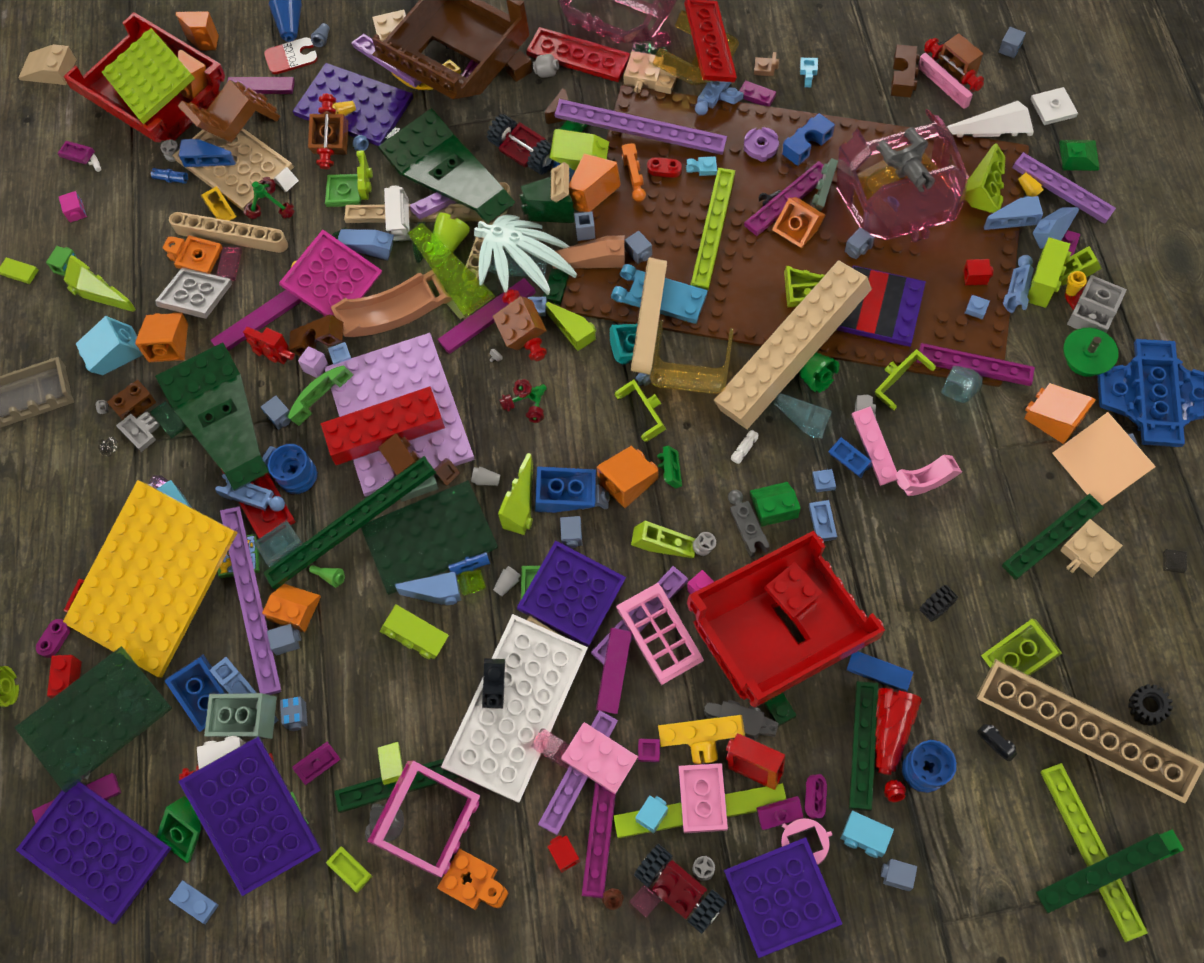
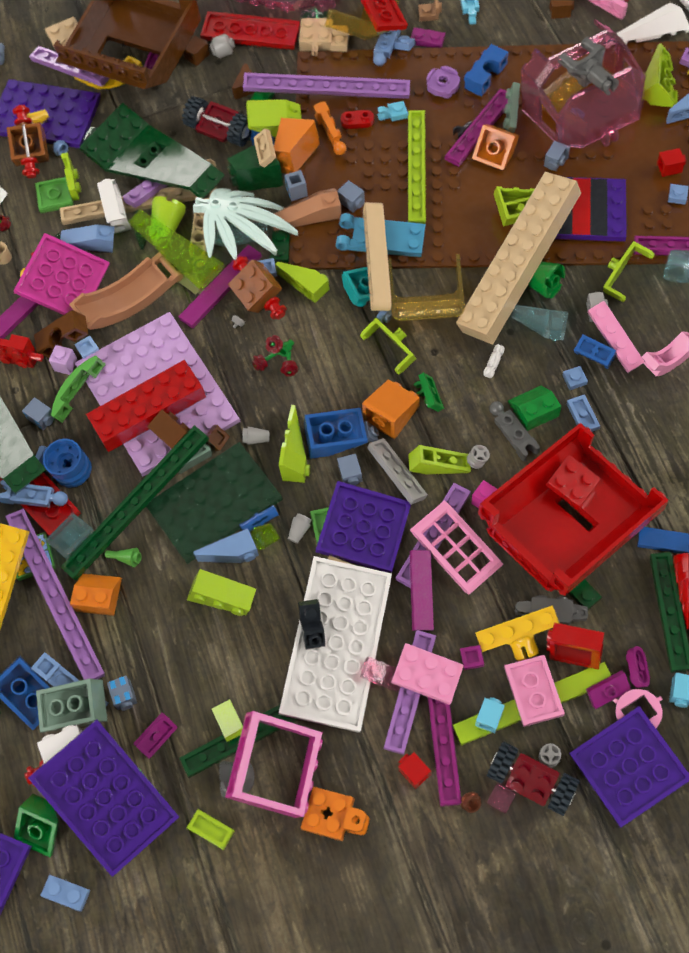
camera: 10 degrees left, 0 degrees up
(284, 639) = (96, 625): sand blue brick -> none
(618, 542) = (397, 471): none -> light grey plate

